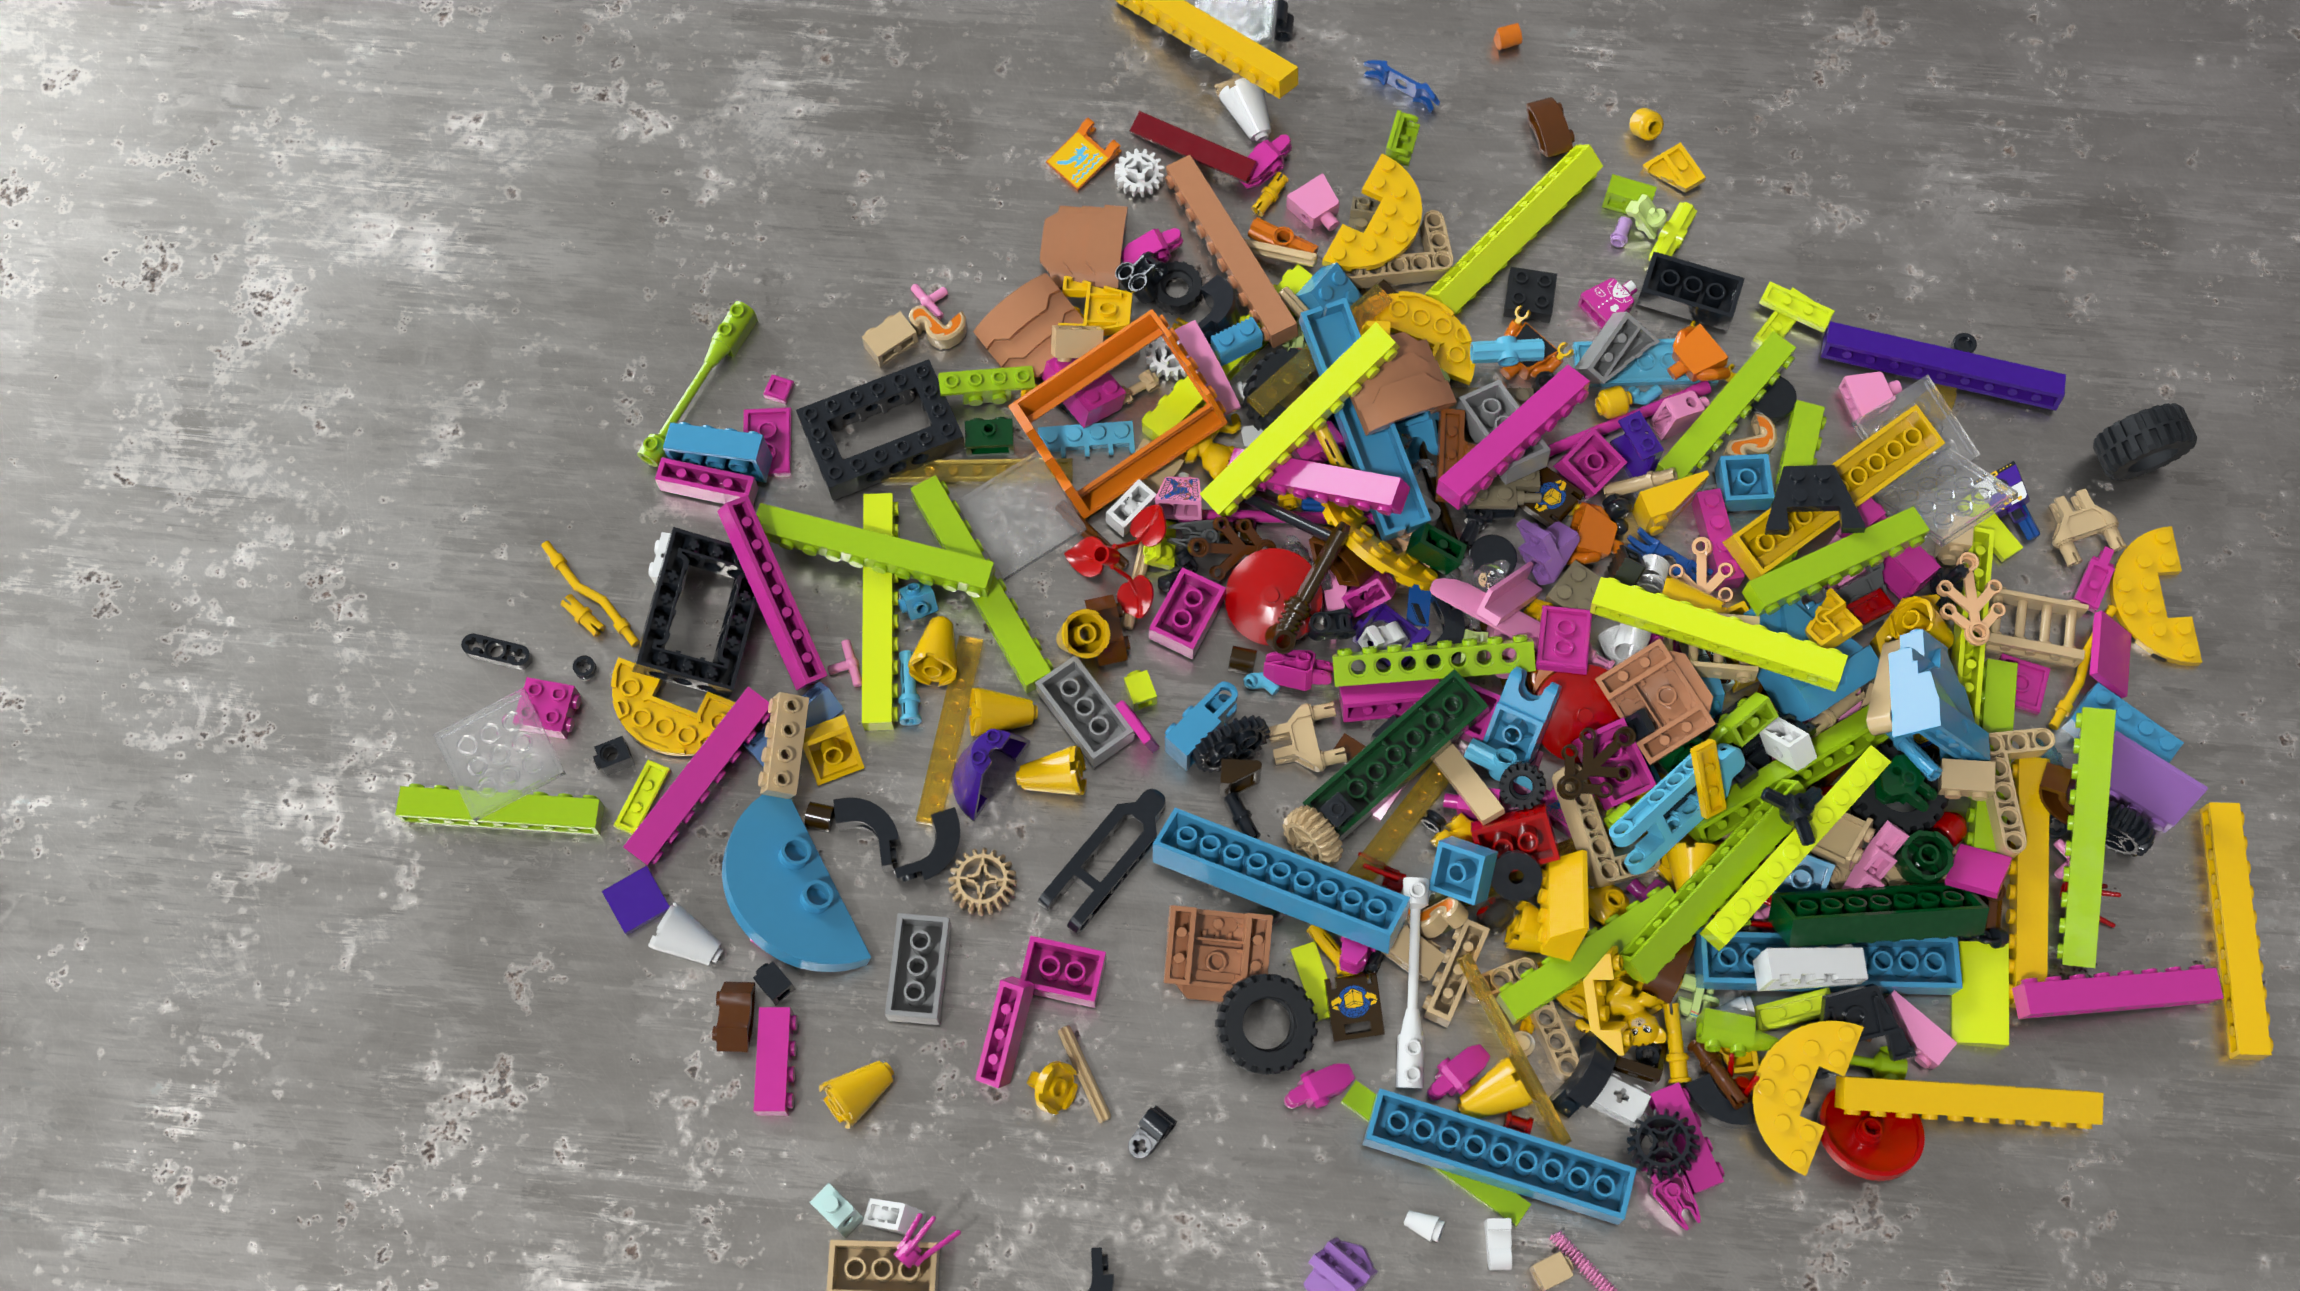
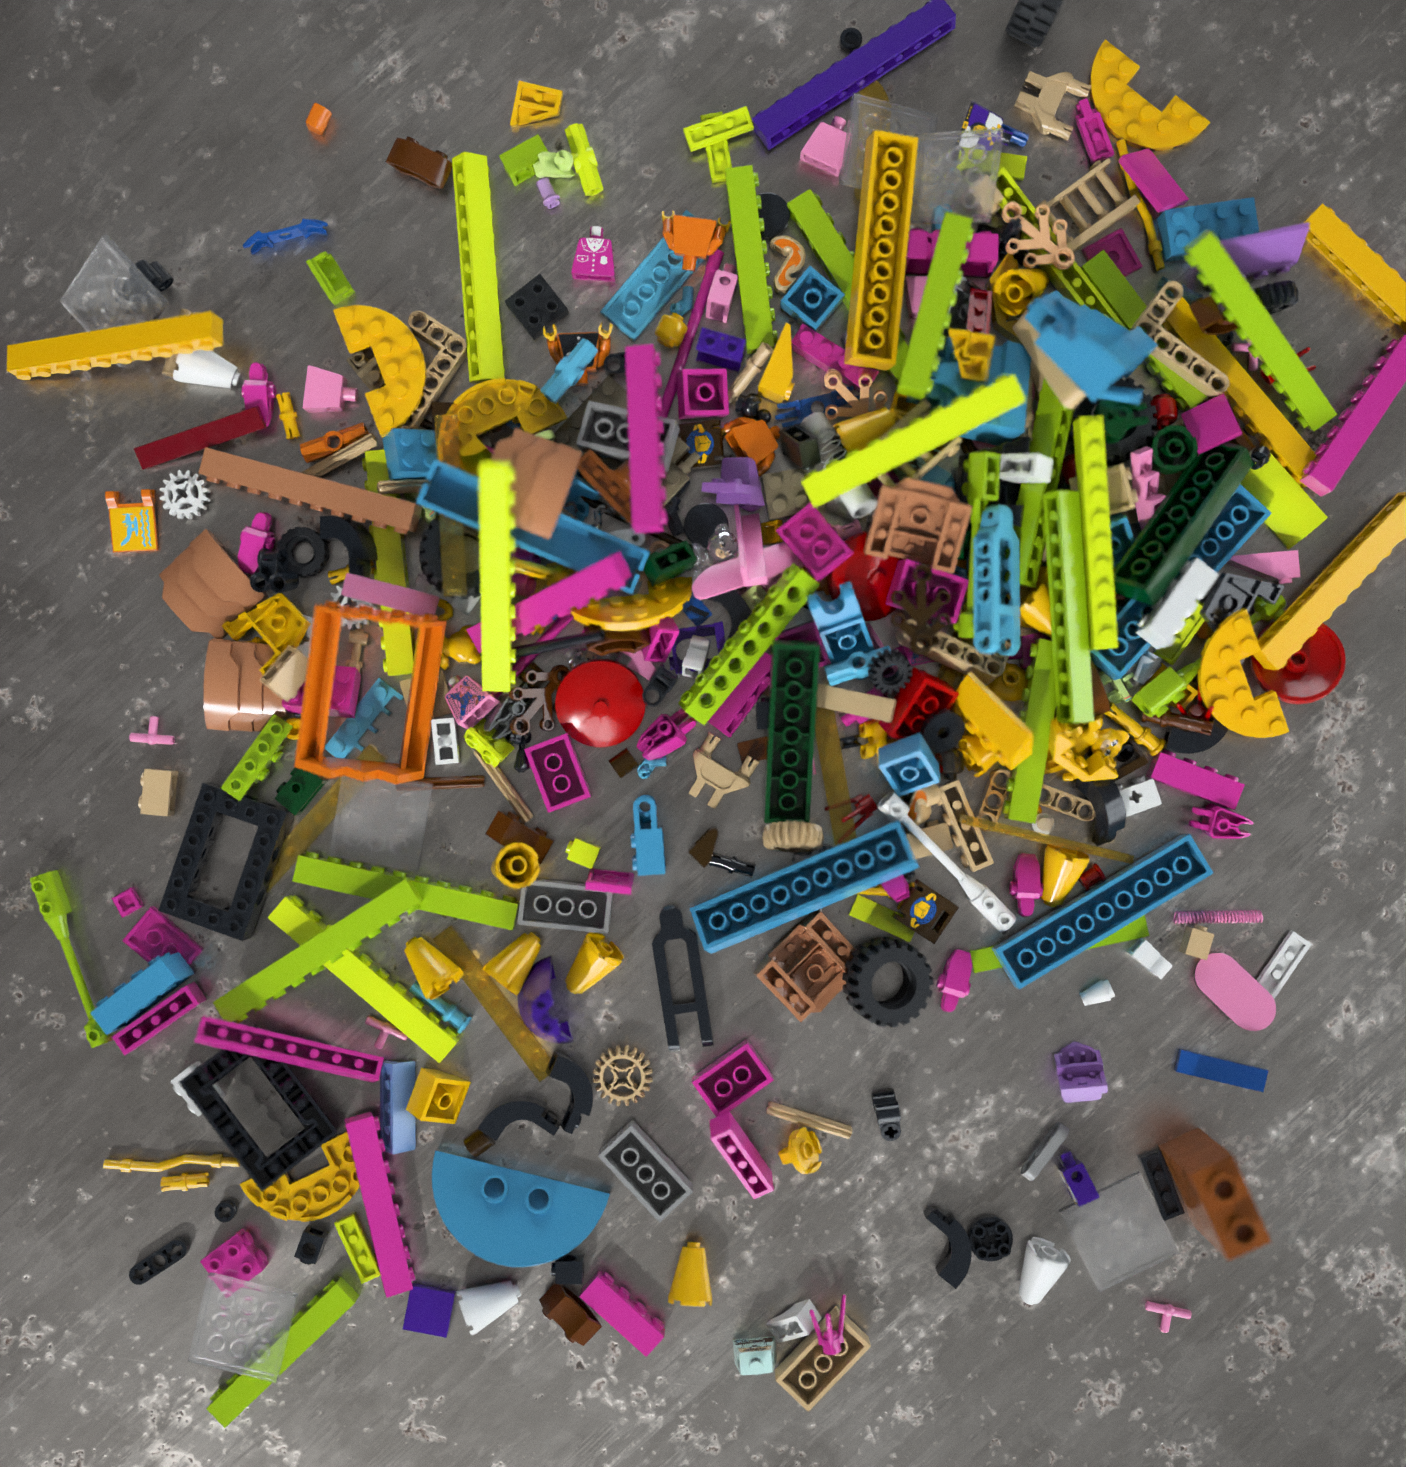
camera: 50 degrees left, 20 degrees up
(784, 745) = (411, 1134): tan brick -> none
(917, 600) = (382, 948): dark azure brick -> none
(937, 333) = (185, 755): tan animal -> none
(1091, 555) = (454, 801): red plant -> none
(1231, 741) = (680, 837): black gear -> none
(1236, 341) = (388, 555): dark azure brick -> none
(1299, 605) = (627, 700): dark brown piece -> none
(1338, 811) = (795, 809): black brick -> none
(1615, 347) = (634, 293): light grey wedge -> none
(1640, 723) = (921, 553): black plate -> none
(1646, 124) = (481, 90): yellow head -> none
(1656, 1153) = (1193, 825): black gear -> none
(1690, 291) = (639, 192): black brick -> none
(1708, 778) = (1003, 549): yellow tile -> none
(1796, 810) = (1078, 513): black bush -> none
(1812, 490) = (871, 270): black wing -> none
(1966, 779) = (1153, 372): tan brick -> none

